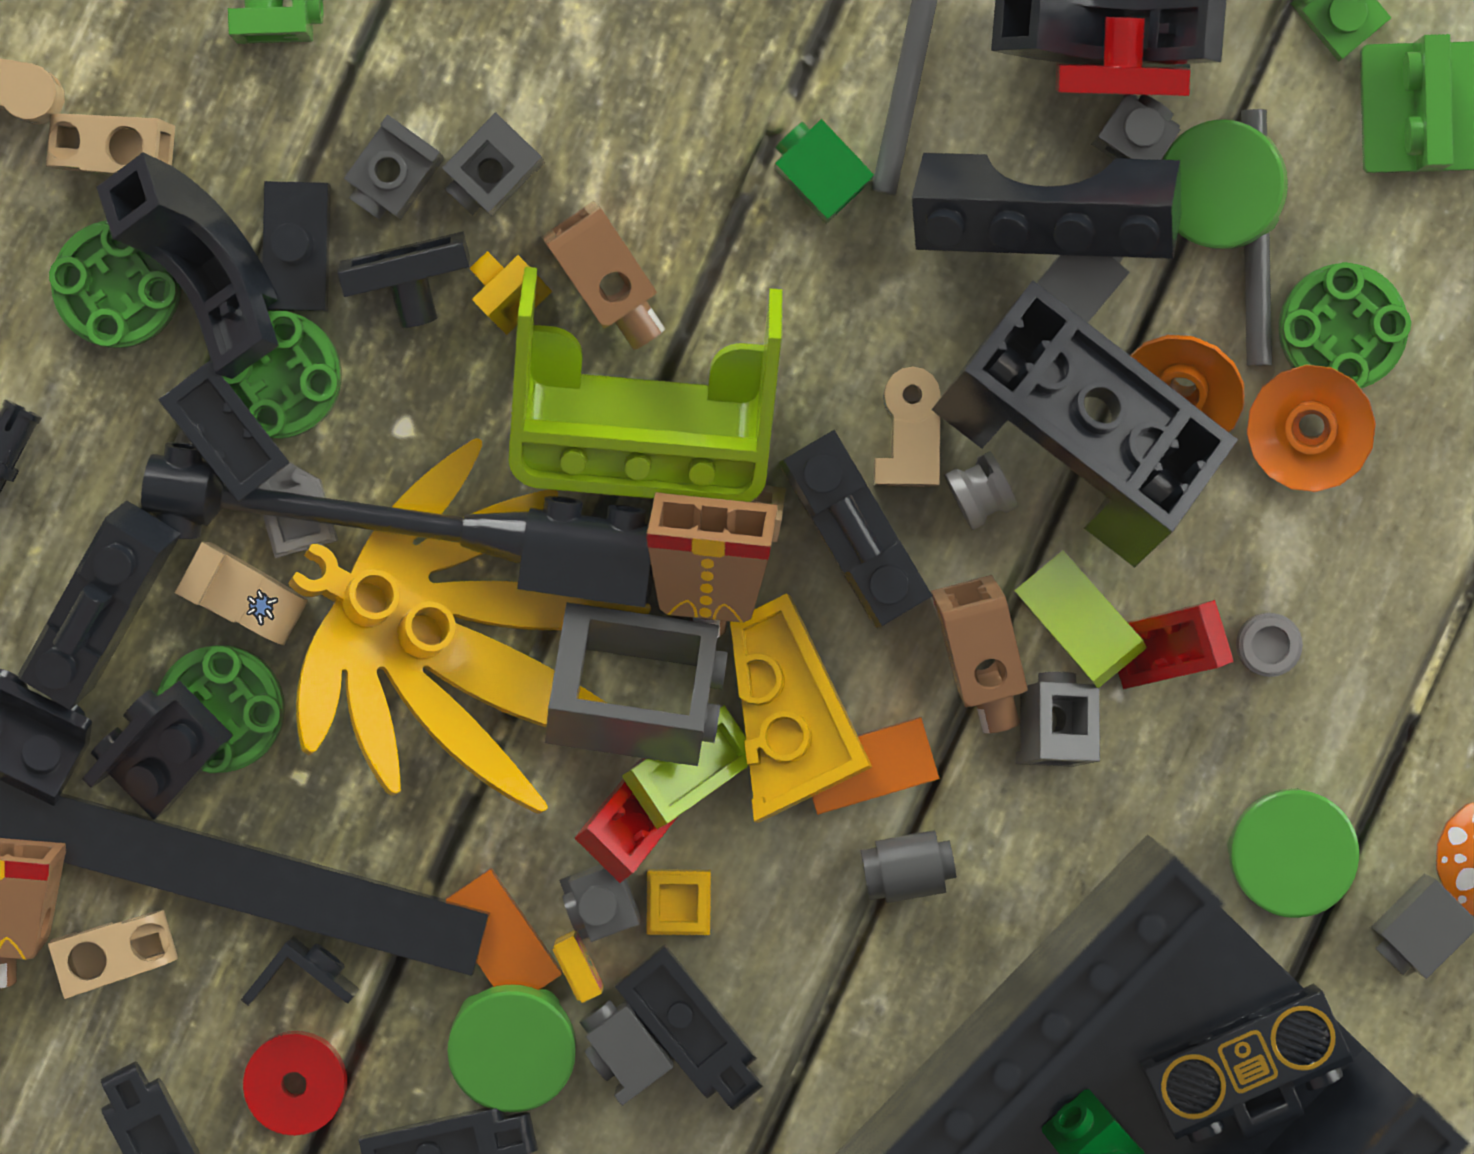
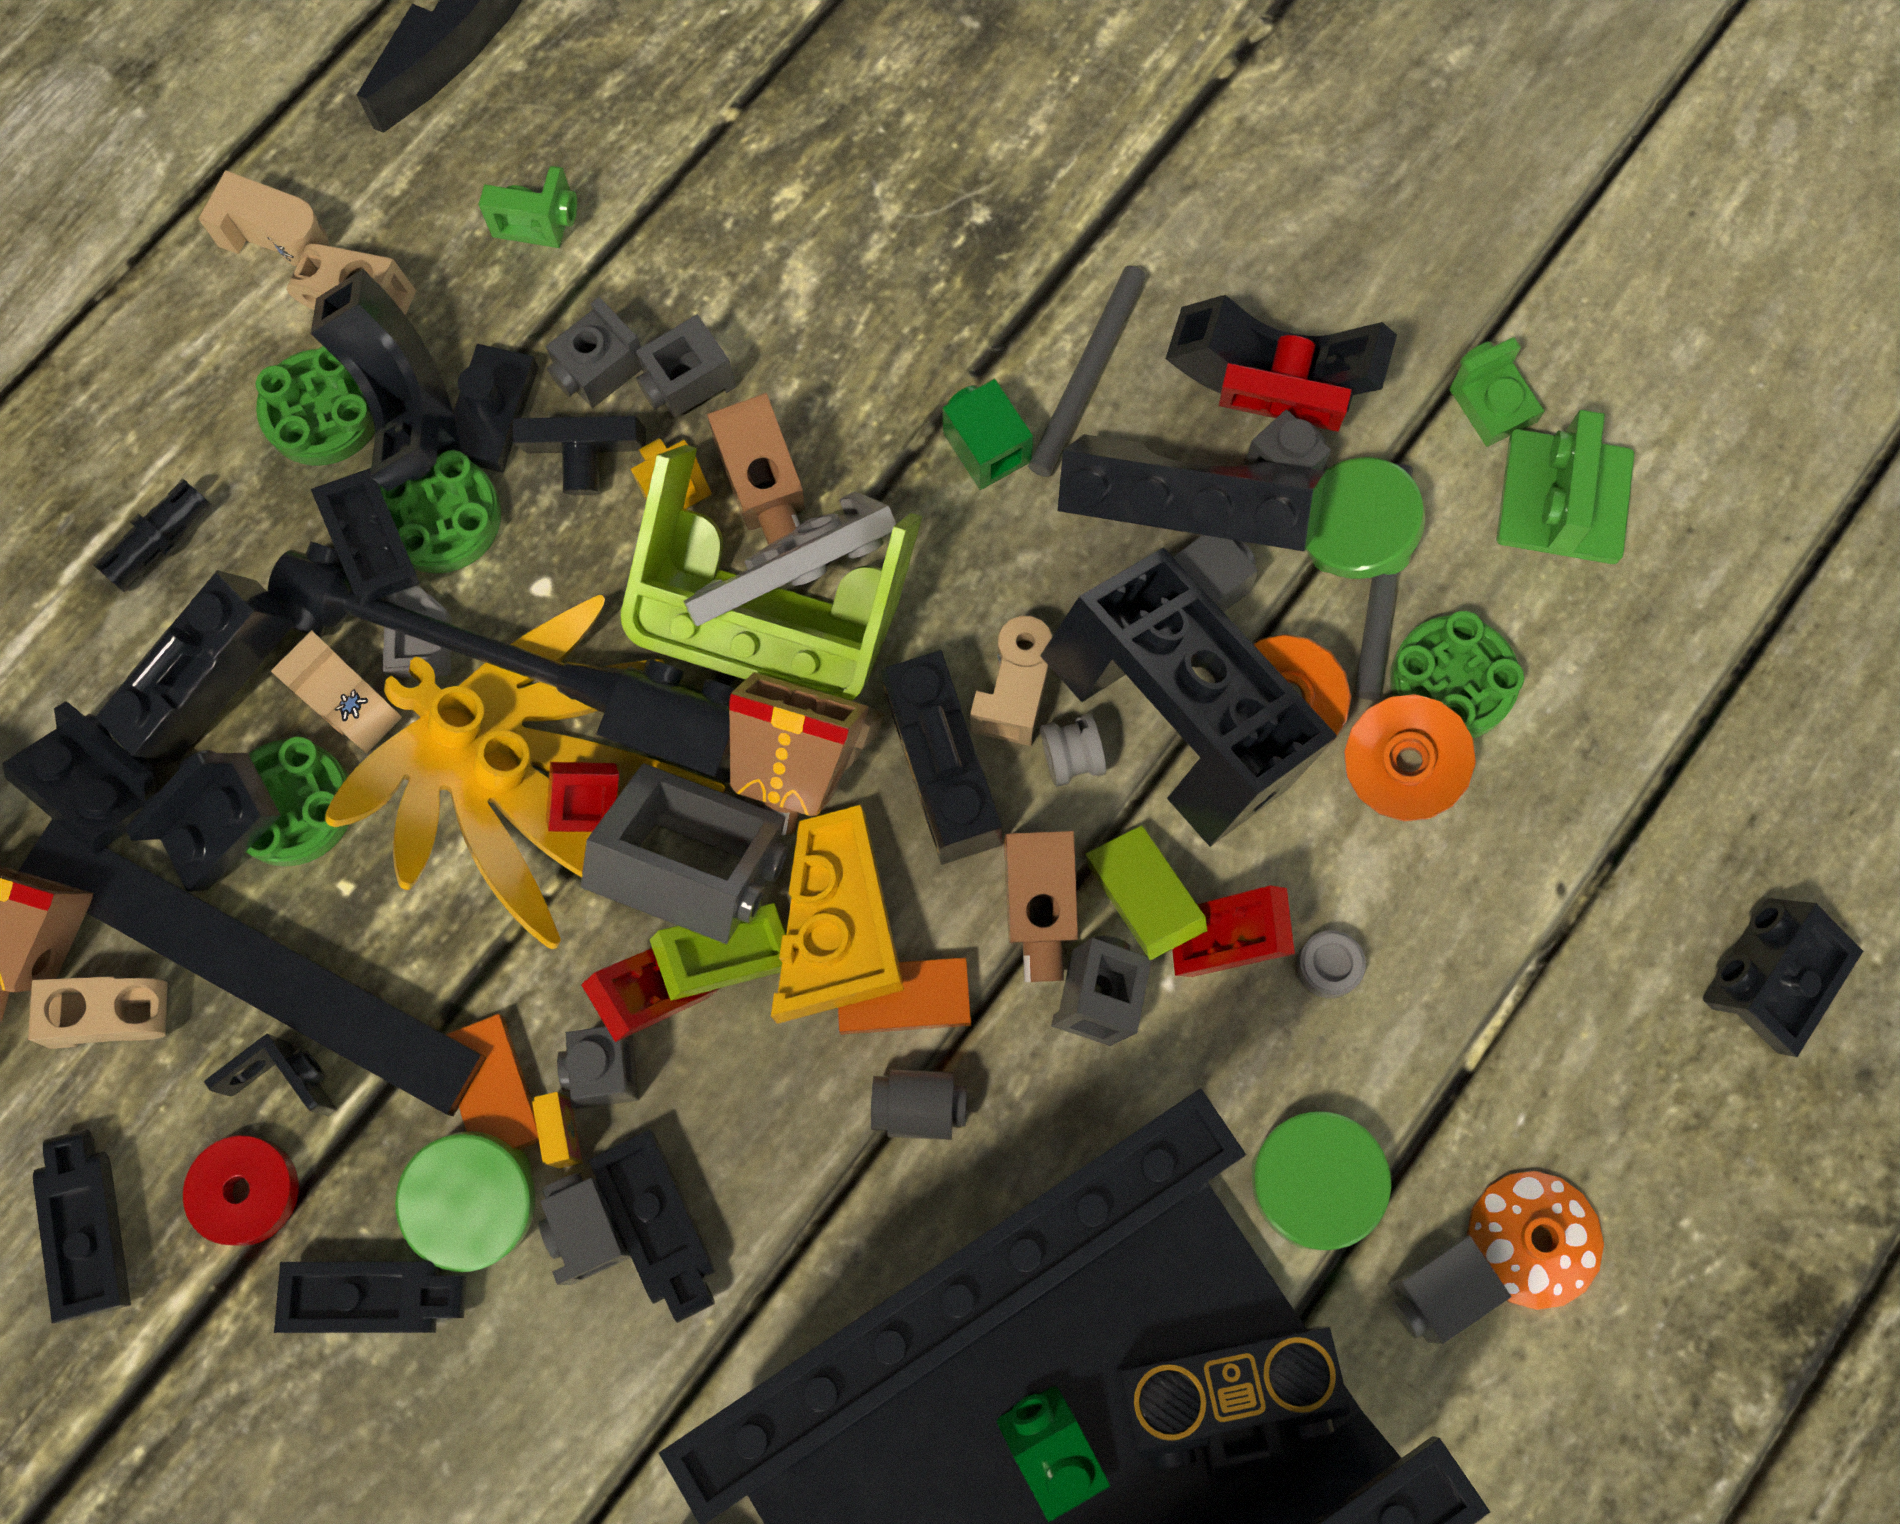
camera: 15 degrees right, 15 degrees down
(517, 649) = (580, 795): none -> red tile
(674, 361) = (798, 556): none -> light grey wing
(678, 902) = (679, 1092): yellow tile -> none

